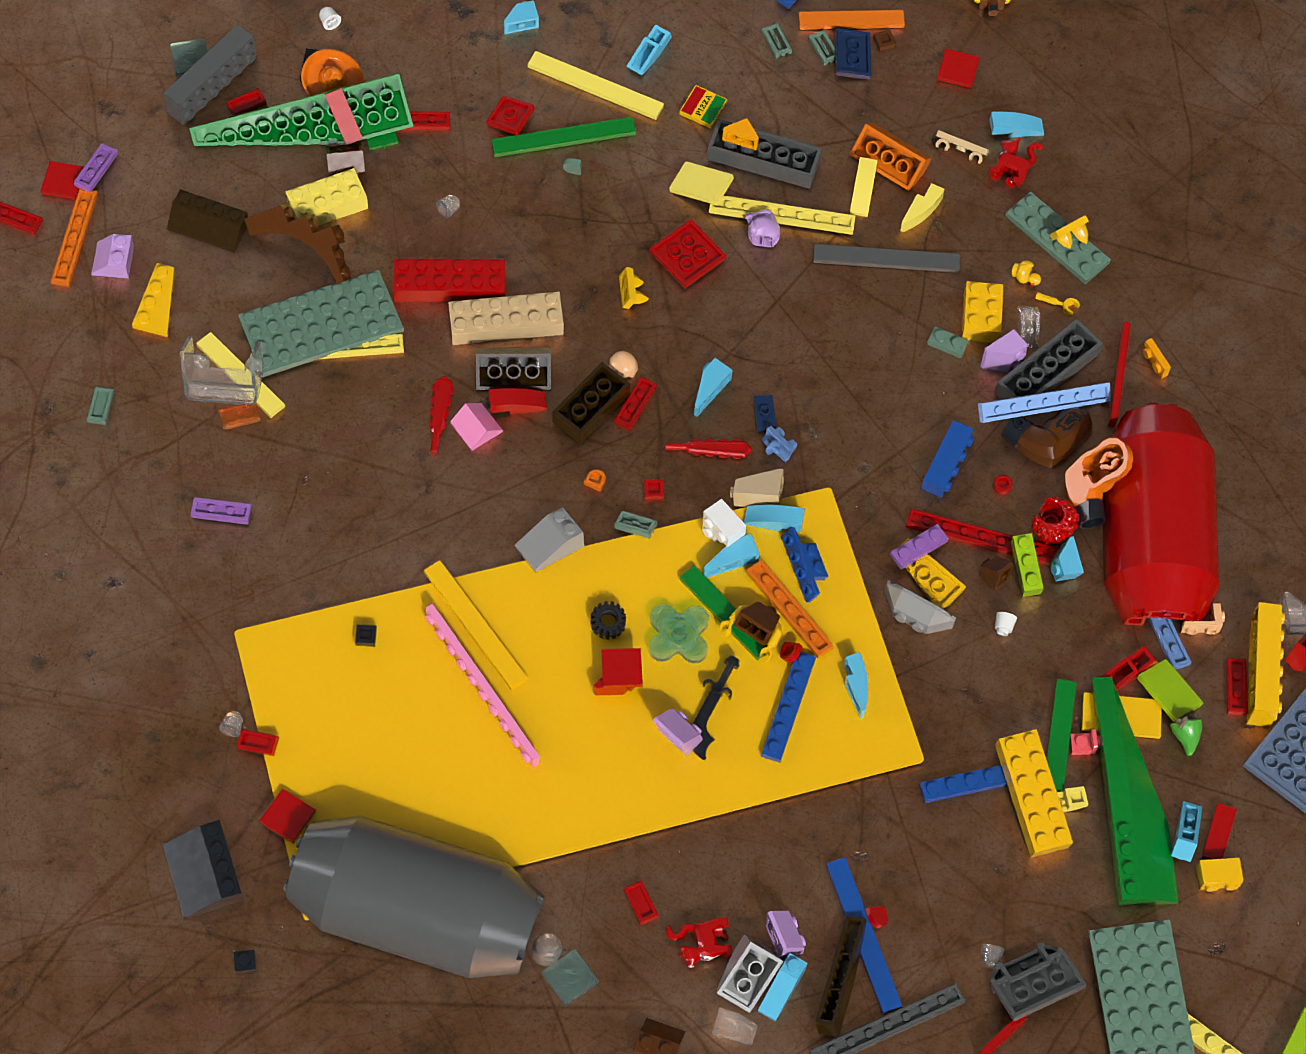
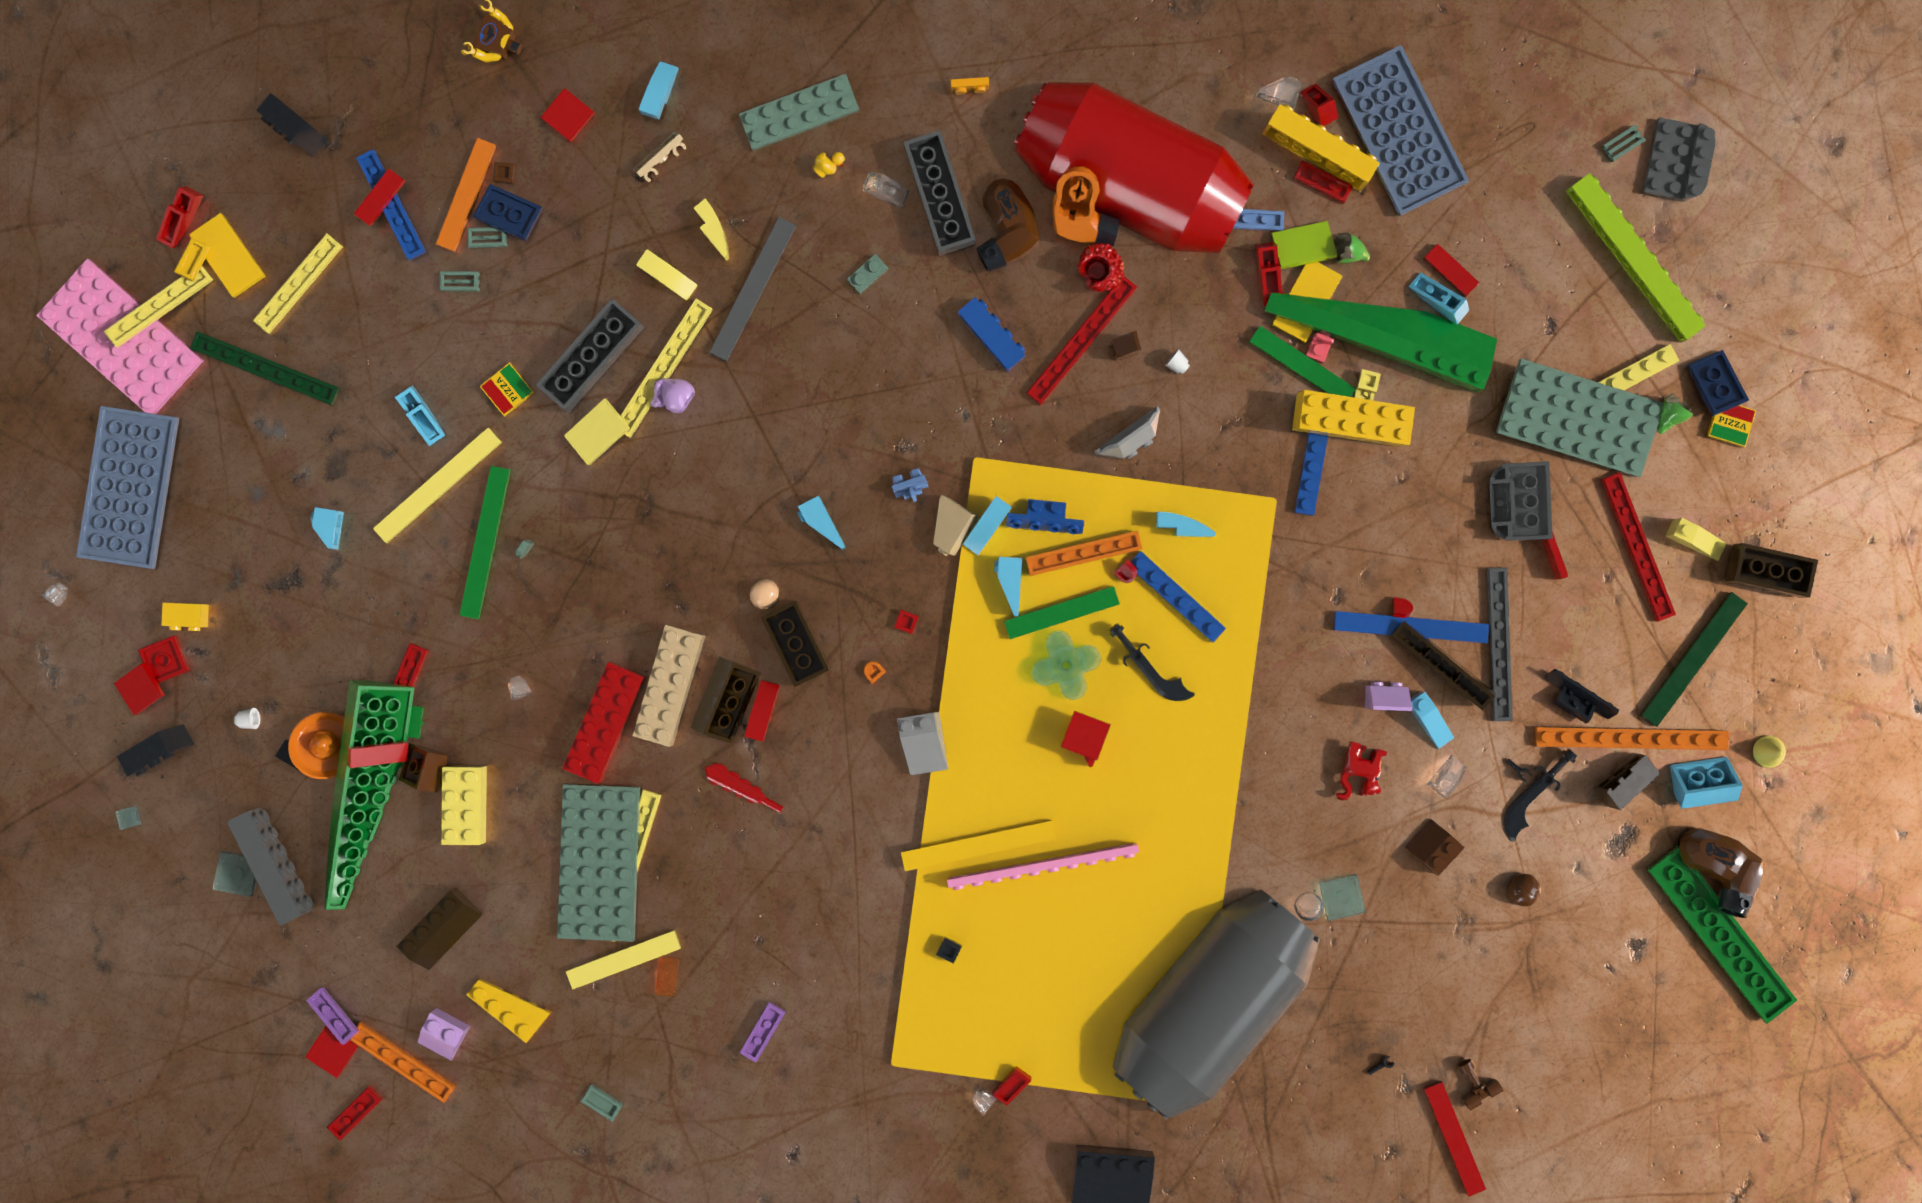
camera: 60 degrees left, 25 degrees up
(221, 384) = (626, 985): clear windscreen -> none
(244, 961) = (1210, 1171): black plate -> none
(246, 102) = (315, 839): red tile -> none
(287, 816) = (1094, 1086): red tile -> none
(324, 242) = (494, 843): reddish brown arch -> none
(475, 425) = (770, 759): bright pink slope -> none
(510, 115) = (438, 584): red tile -> none
(607, 609) = (1026, 735): black tyre -> none
(628, 283) = (692, 555): yellow tile -> none
(633, 525) = (953, 649): sand green tile -> none
(635, 403) = (809, 599): red tile -> none
(641, 902) = (1300, 807): red tile -> none
(678, 730) = (1165, 710): lavender slope -> none
(687, 253) = (669, 479): red plate -> none
(722, 448) = (890, 538): red sword -> none
(722, 524) = (982, 579): white brick -> none
(741, 134) = (565, 371): light orange slope -> none
(748, 973) = (1408, 744): light grey slope -> none
(757, 622) = (1090, 590): reddish brown torso -> none
(764, 412) = (870, 482): dark blue plate -> none
(895, 157) = (642, 229): orange slope -> none
(919, 546) = (1071, 405): medium lavender plate -> none
(935, 581) = (1102, 407): yellow wing -> none
(982, 311) = (852, 226): yellow brick -> none
(991, 955) = (1478, 526): clear hat -> none
(1002, 484) = (1036, 295): red tile -> none
(1004, 353) = (909, 225): lavender slope -> none
(1014, 164) = (704, 114): red animal -> none
(1027, 565) = (1132, 315): lime brick -> none
(1044, 402) = (979, 217): light blue plate -> none
(1052, 300) = (866, 150): yellow piece -> none
(1066, 561) = (1143, 276): medium azure slope -> none
(1077, 227) = (801, 90): yellow tile -> none
(1119, 374) = (971, 128): red tile -> none
(1210, 627) = (1253, 166): light nougat bracket -> none
(1219, 874) = (1490, 290): yellow brick -> none

